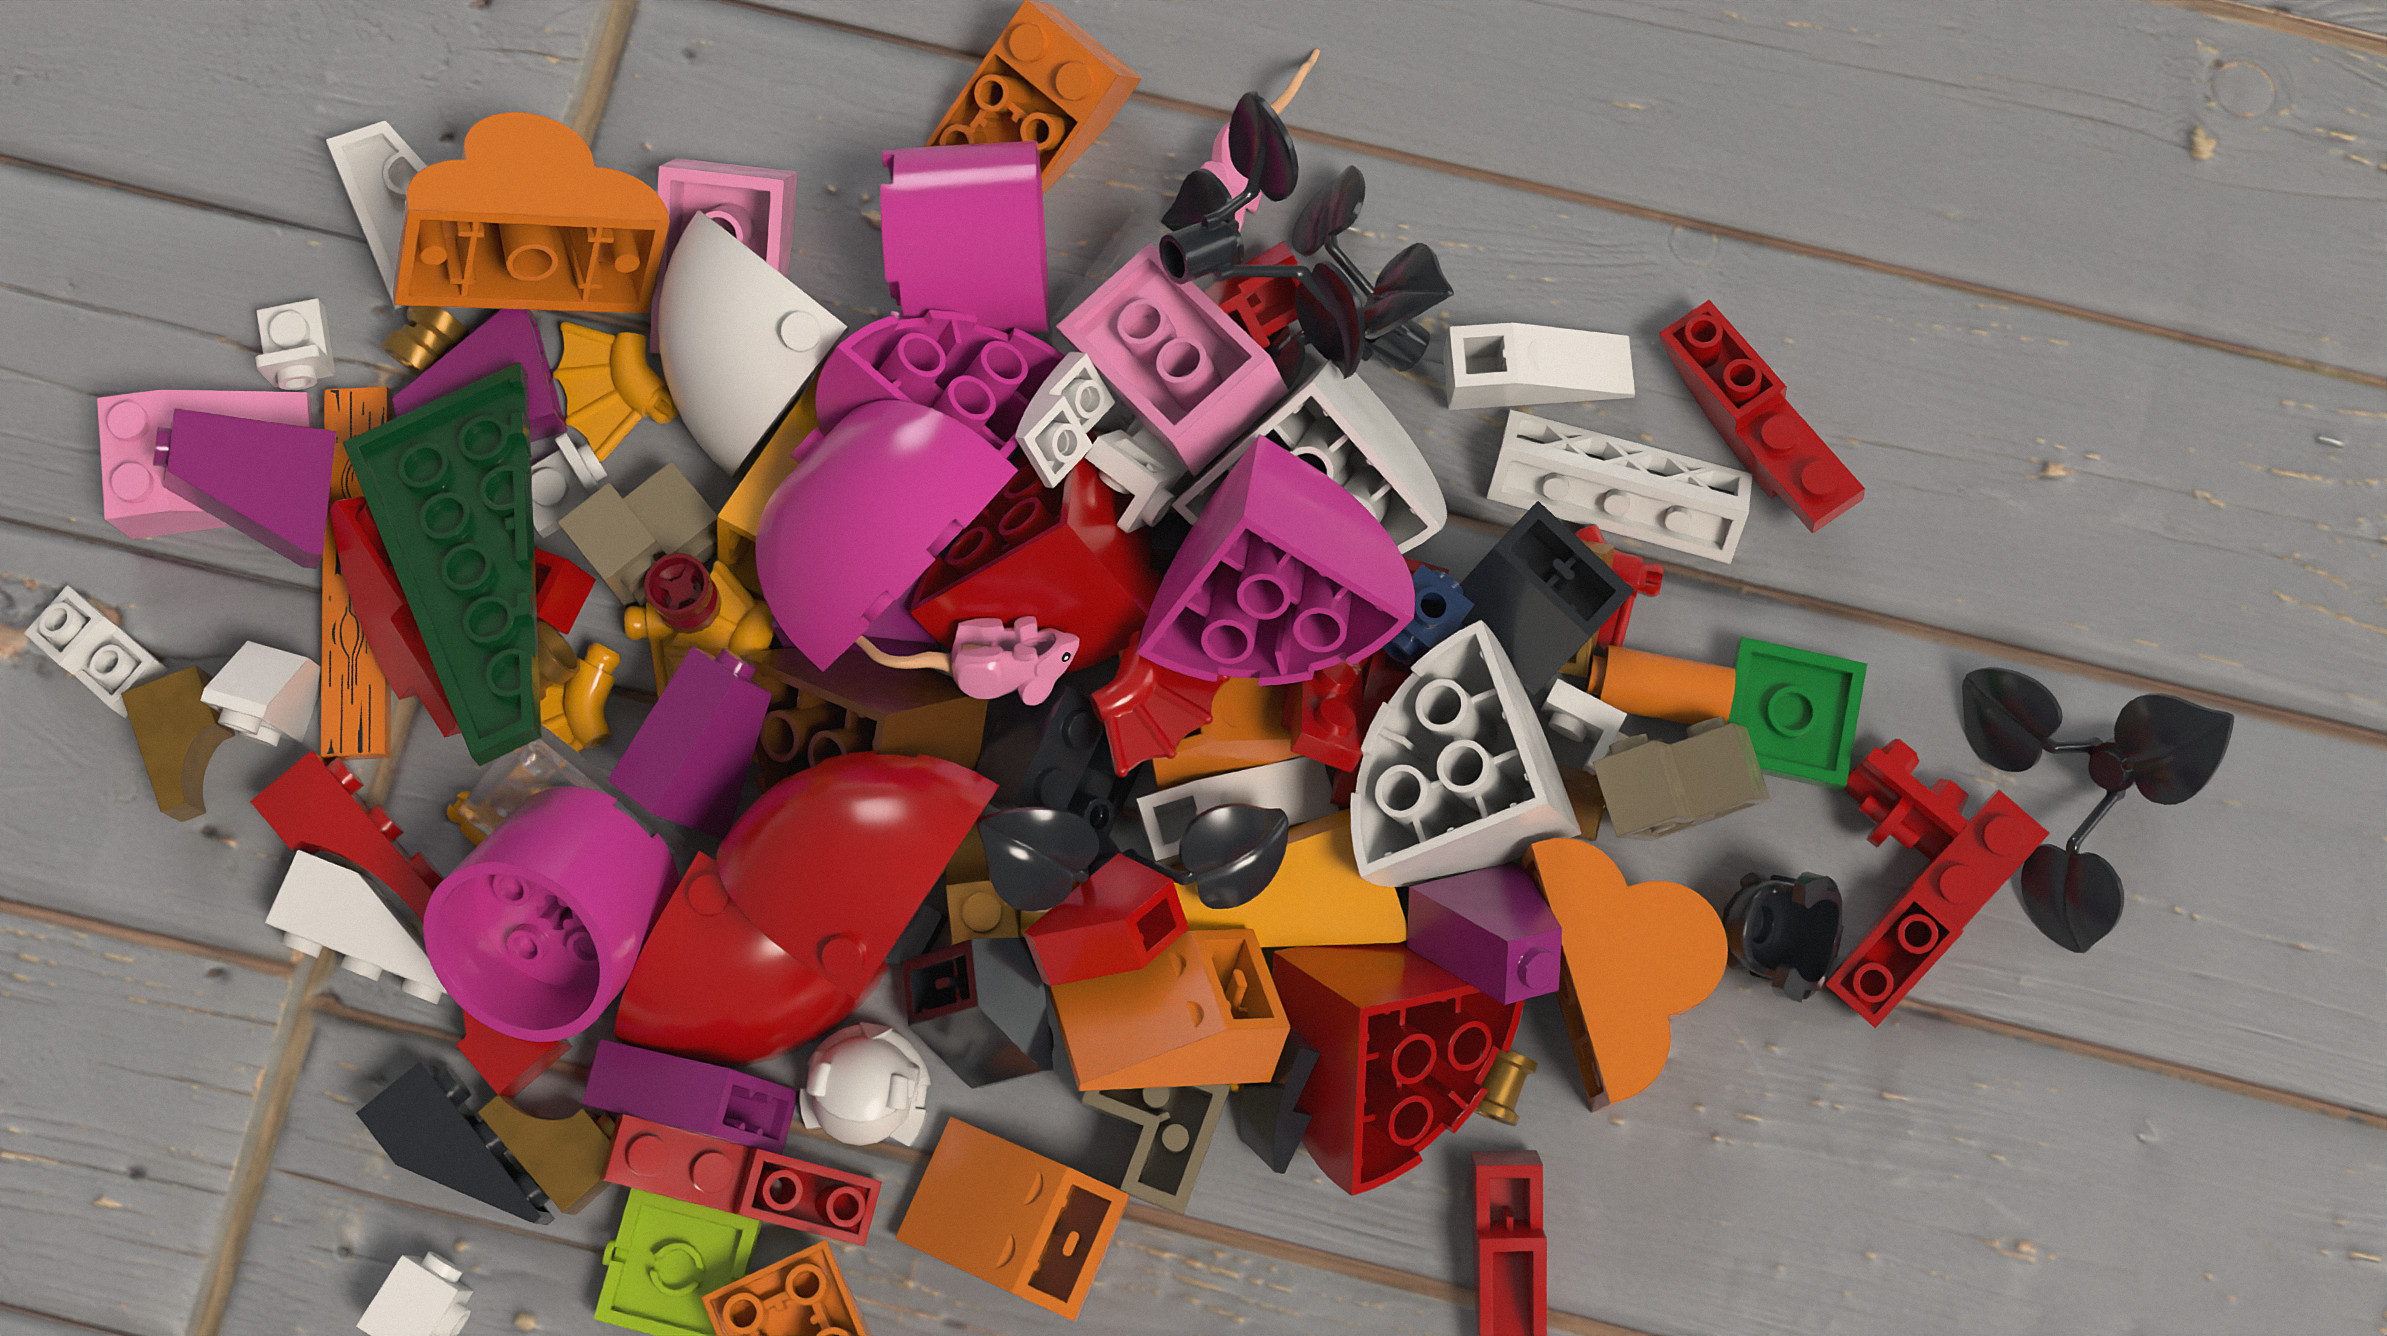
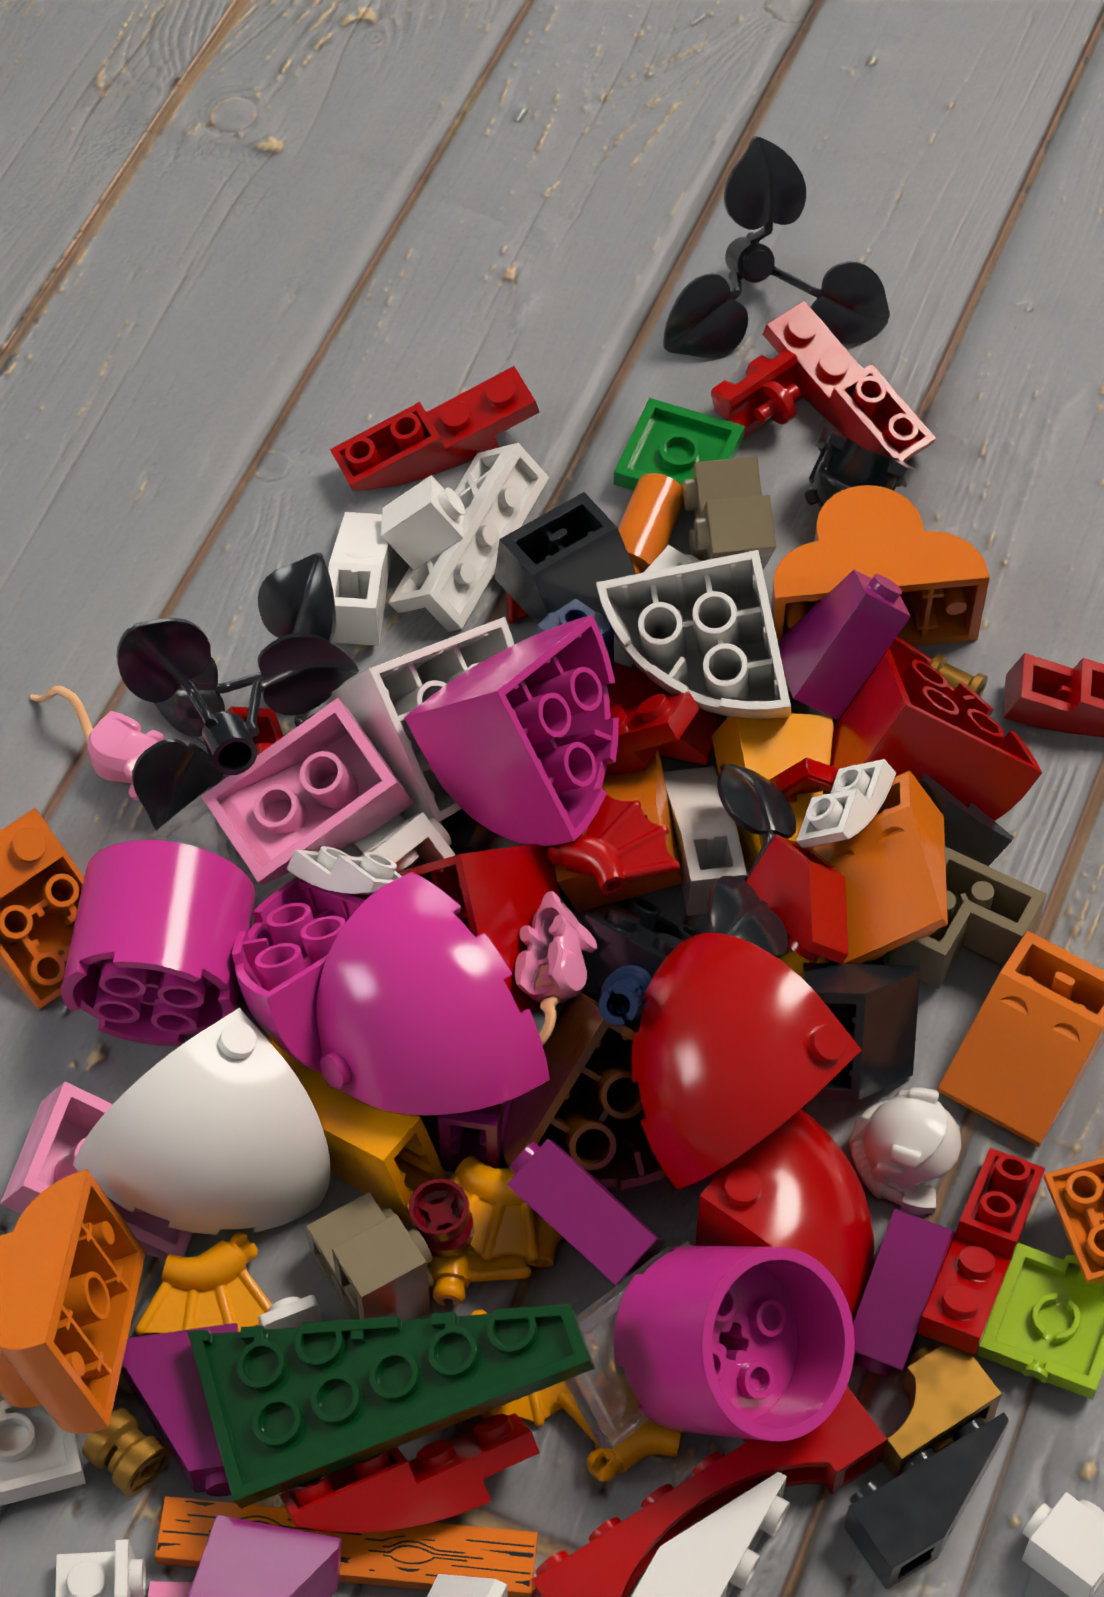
camera: 80 degrees left, 20 degrees down
(952, 738) = (624, 981): none -> dark blue pin
(1246, 969) = (850, 805): none -> white slope
(1286, 919) = (805, 778): none -> red tile
(1608, 422) = (423, 522): none -> white brick

